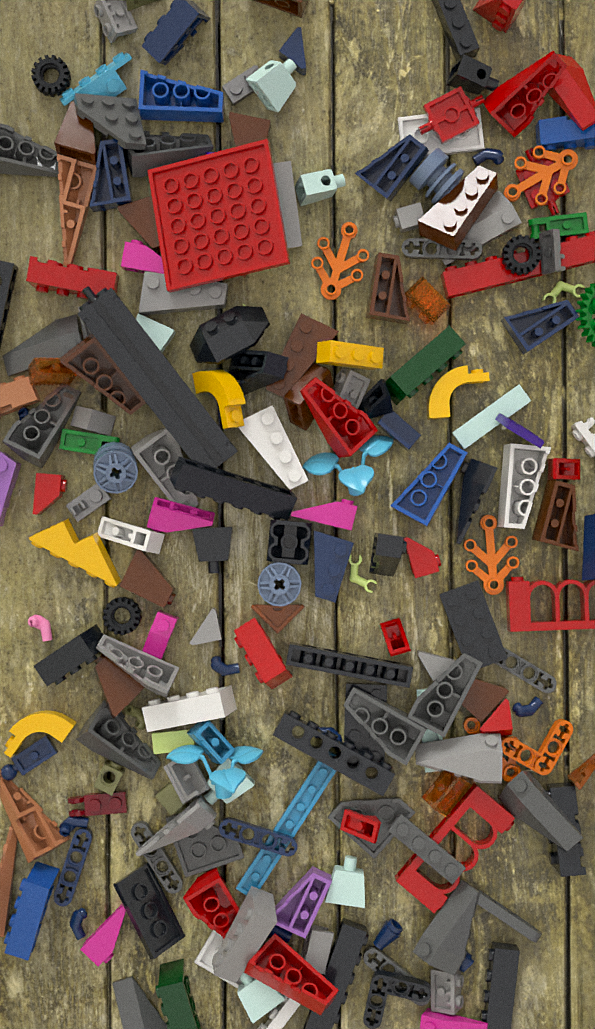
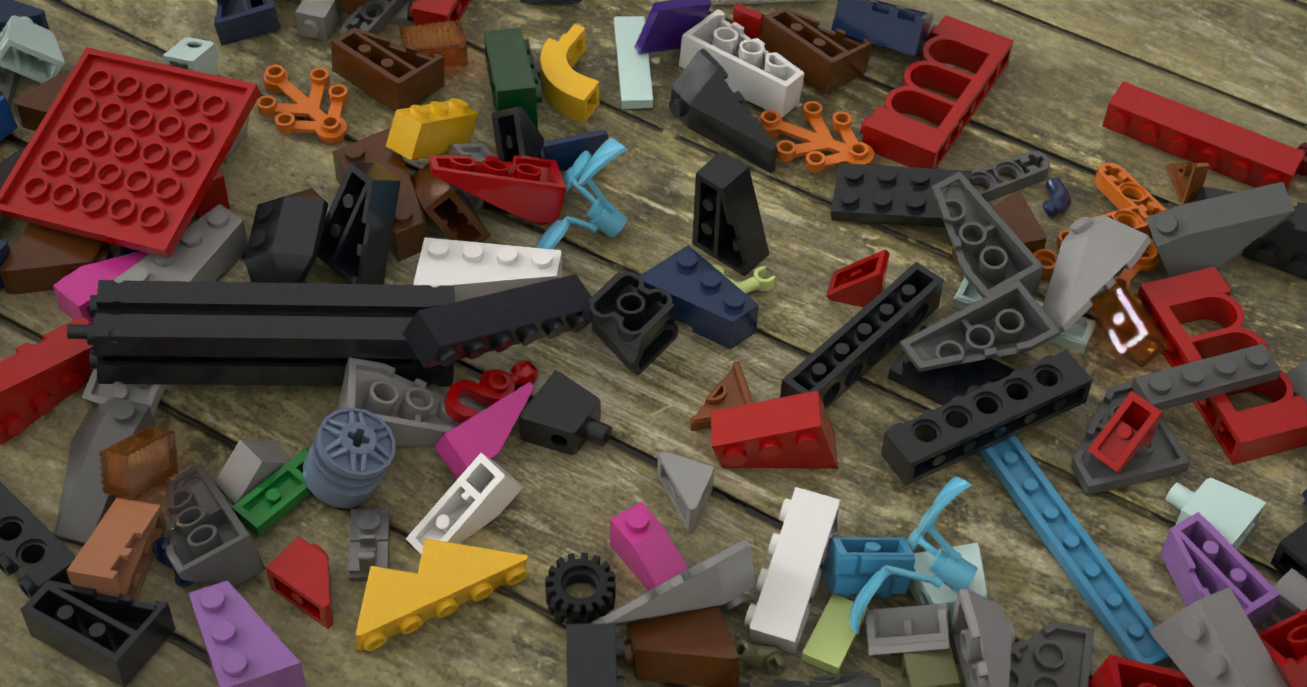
camera: 55 degrees left, 40 degrees down
(96, 367) = (205, 391): reddish brown wedge -> none
(147, 580) = (552, 523): reddish brown slope -> none
(208, 504) = (491, 388): none -> red piece
(223, 669) = (760, 506): dark blue arm -> none
(227, 393) = (365, 263): yellow arch -> none
(259, 833) = (1063, 580): dark blue beam -> none
(279, 596) = (682, 360): sand blue wheel -> none
(334, 514) = (634, 252): dark pink slope -> none
(421, 559) = (776, 202): red slope -> none
(431, 485) = (673, 140): blue wedge -> none
(434, 664) = (930, 251): light grey slope -> none
(499, 721) = (1056, 216): red slope -> none

